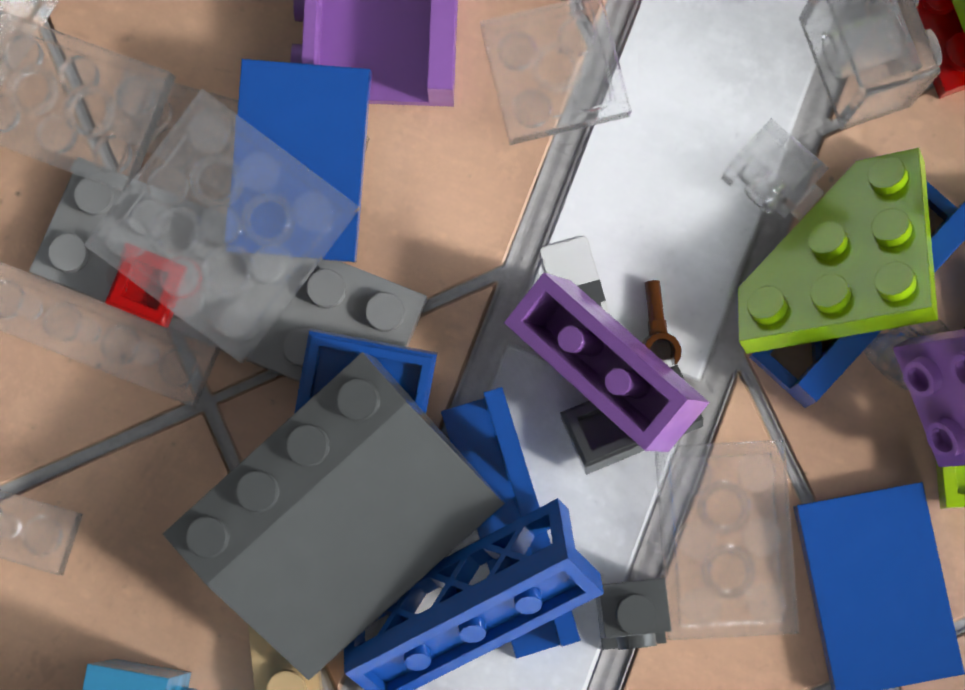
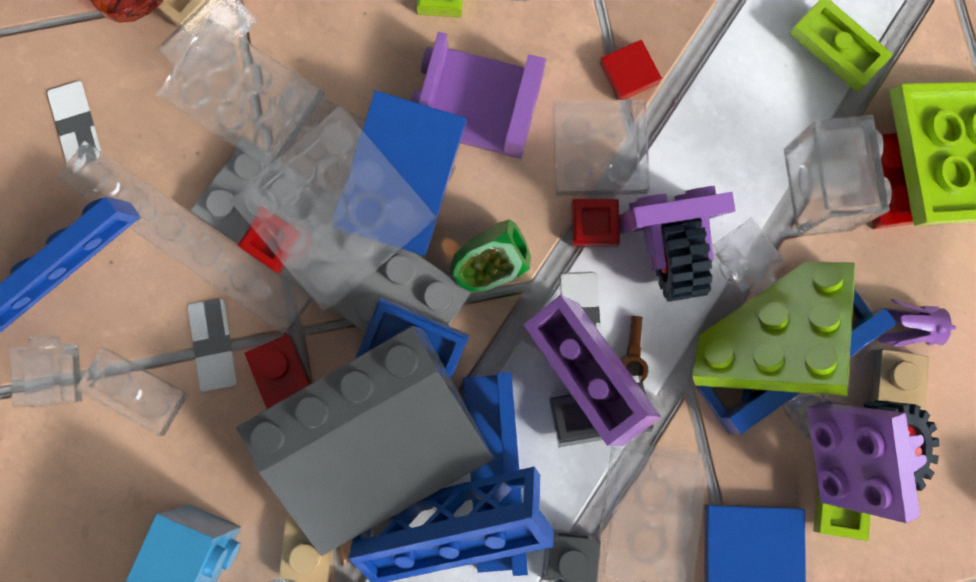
camera: 10 degrees right, 0 degrees up
(97, 443) = (212, 345): none -> clear sticker
(192, 454) = (277, 369): none -> red plate
(443, 246) = (491, 258): none -> green rock
(570, 170) = (595, 223): none -> red tile
(682, 165) = (679, 237): none -> plate

